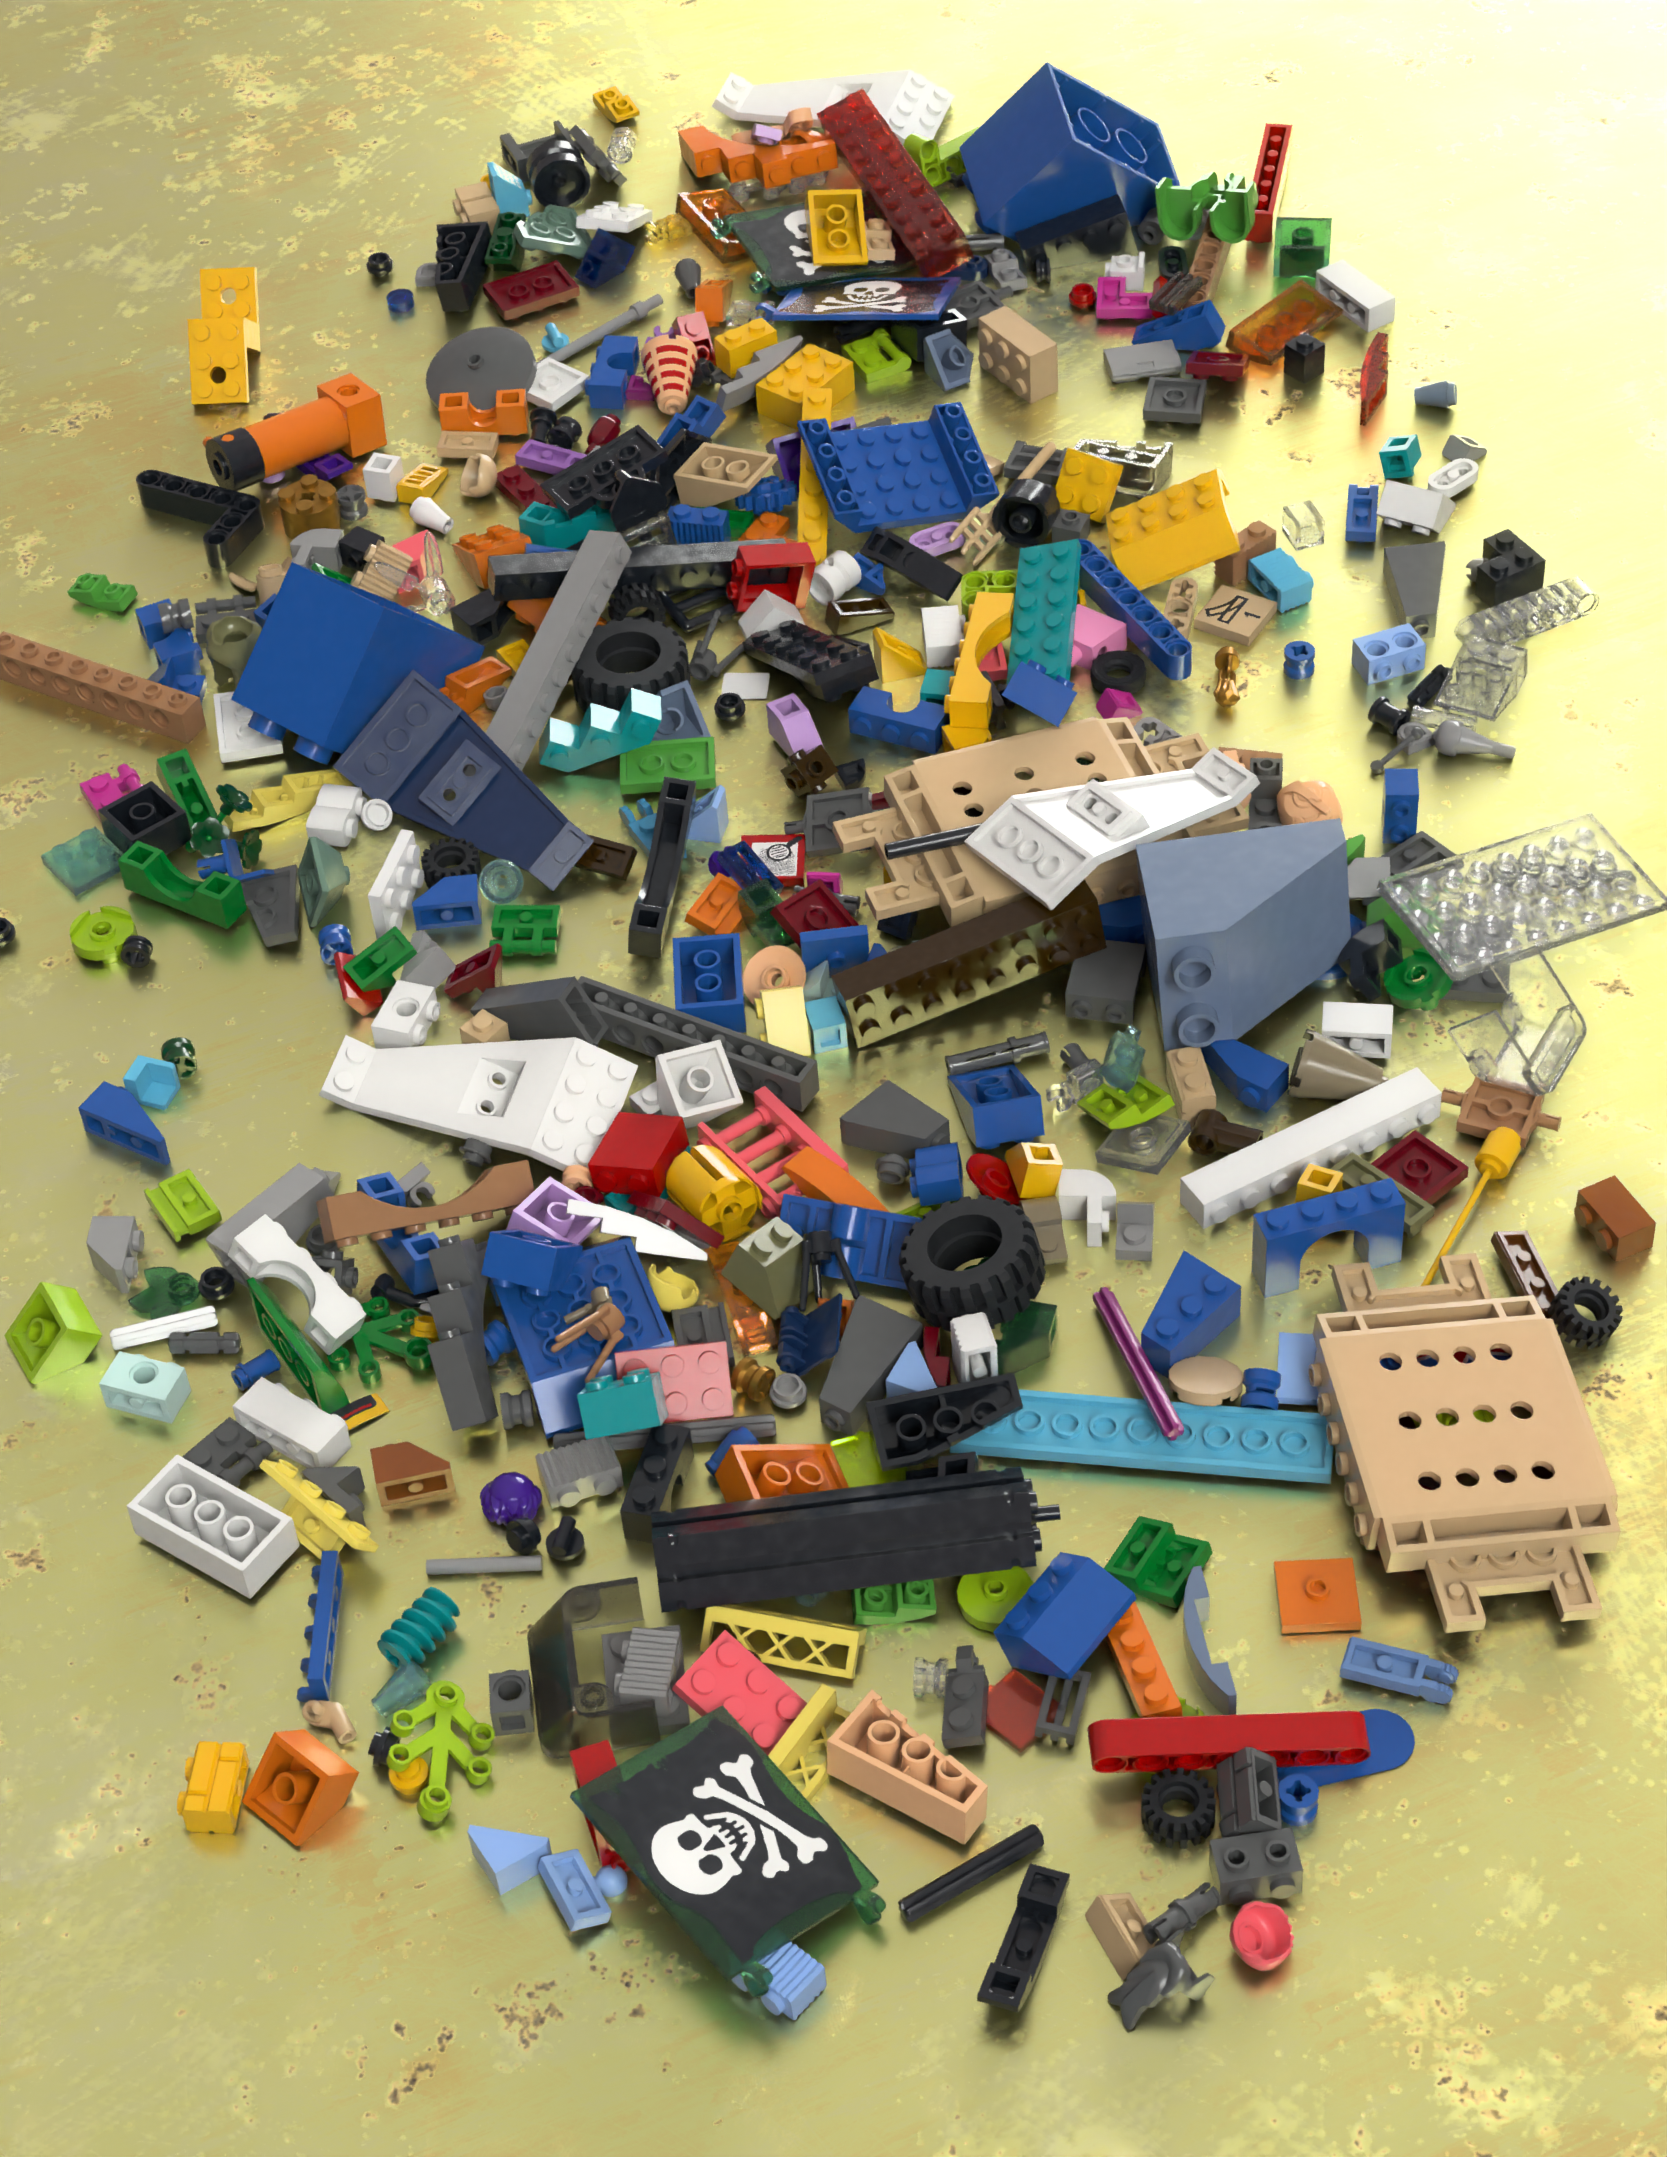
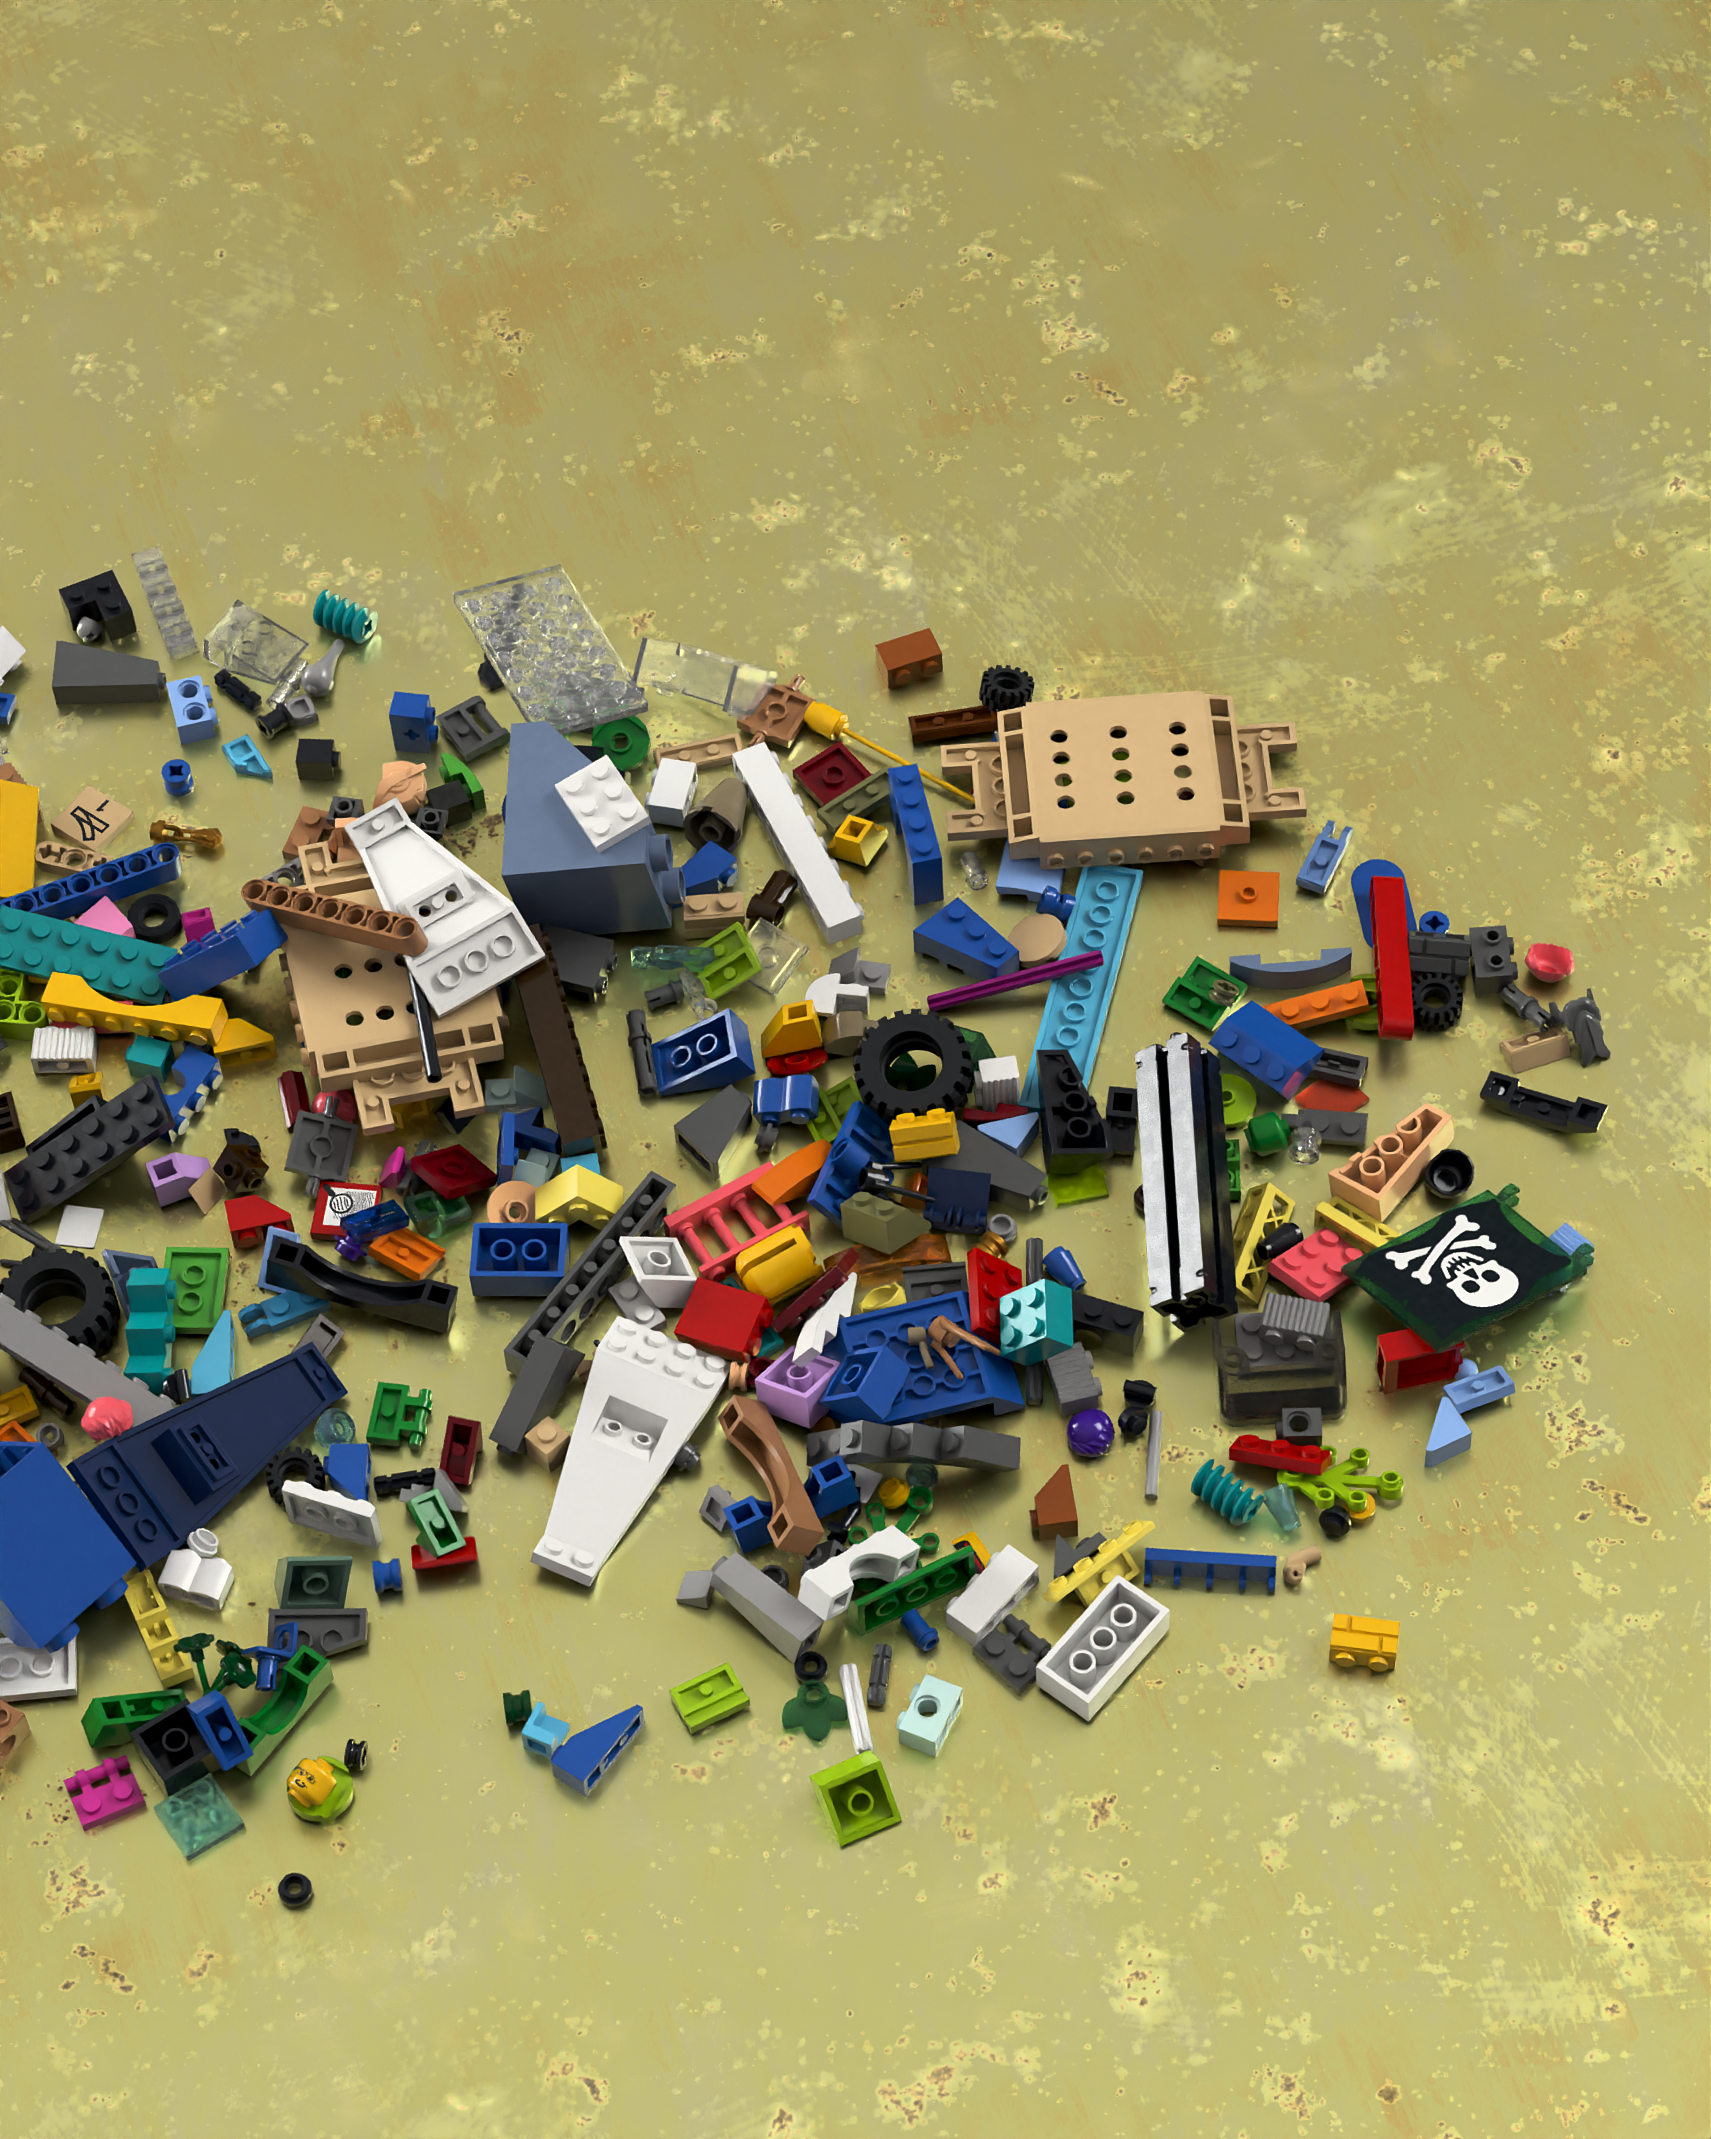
camera: 85 degrees left, 10 degrees up
(93, 912) = (311, 1782): none -> yellow head
(114, 1248) = (760, 1751): light grey slope -> none
(138, 827) = (220, 1729): none -> blue slope
(299, 1785) = (1368, 1578): orange slope -> none
(405, 1016) = (511, 1527): white brick -> none
(449, 941) = (404, 1480): none -> black axle
(468, 1679) = (1280, 1454): none -> red plate
(481, 700) = (107, 1418): none -> coral hair
(517, 1409) = (998, 1419): dark grey wheel -> none
(539, 760) = (178, 1387): none -> black plate
(584, 791) = (216, 1359): none -> medium azure slope
(729, 707) = (115, 1230): black plate -> none
(750, 792) = (251, 1217): none -> red slope
(778, 1470) = (1106, 1235): orange slope -> none
(778, 1655) = (1279, 1240): none -> black cone
(780, 750) = (207, 1190): none -> tan sticker
(875, 1279) = (924, 1135): none -> yellow brick
(897, 1835) = (1449, 1174): none -> black hair
(939, 1631) = (1267, 1134): none -> green head
(971, 1873) = (1478, 1136): black axle -> none
(1068, 739) = (336, 917): none -> medium nougat beam
(1155, 1560) = (1223, 993): none -> olive bush
(1229, 893) = (603, 804): none -> white plate
(1280, 579) = (60, 776): medium azure brick -> none
(1296, 1317) = (976, 876): none -> clear pin
(1342, 707) = (246, 758): none -> medium azure tile
(1344, 752) = (317, 759): none -> black brick
(1364, 877) = (490, 766): light grey slope -> none
(1378, 765) = (308, 703): dark grey hinge -> none
(1427, 1053) = (705, 753): none -> tan tile
(1541, 742) = (344, 618): none -> teal piece

